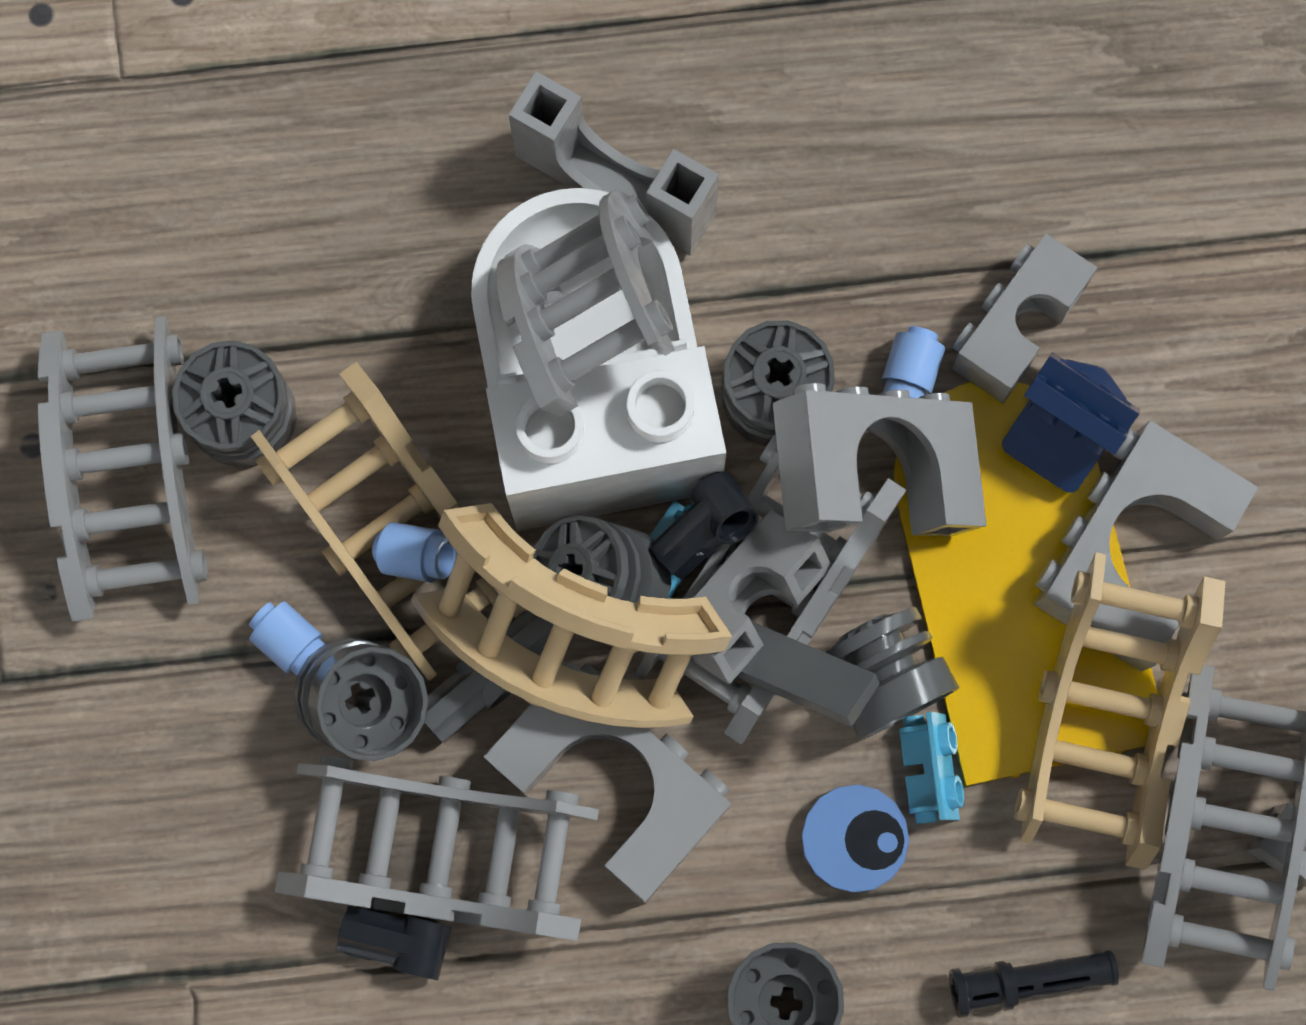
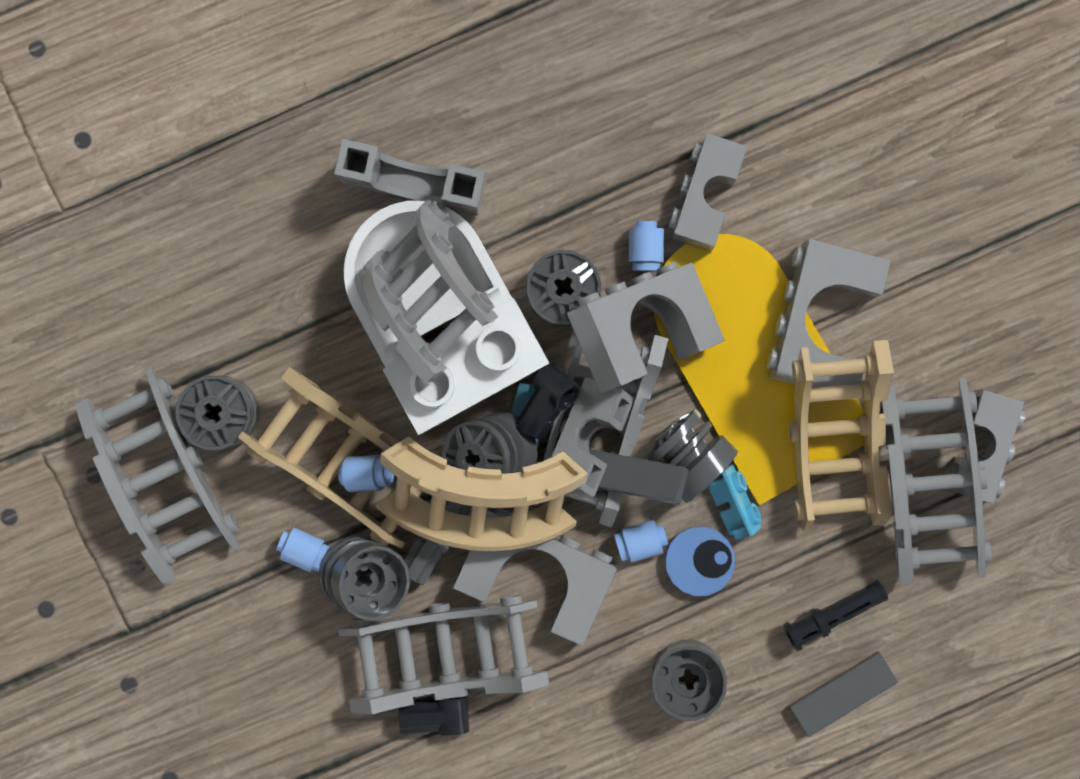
camera: 20 degrees left, 10 degrees up
(778, 780) = (641, 541): none -> light blue brick
(1069, 421) = (759, 251): dark blue piece -> none

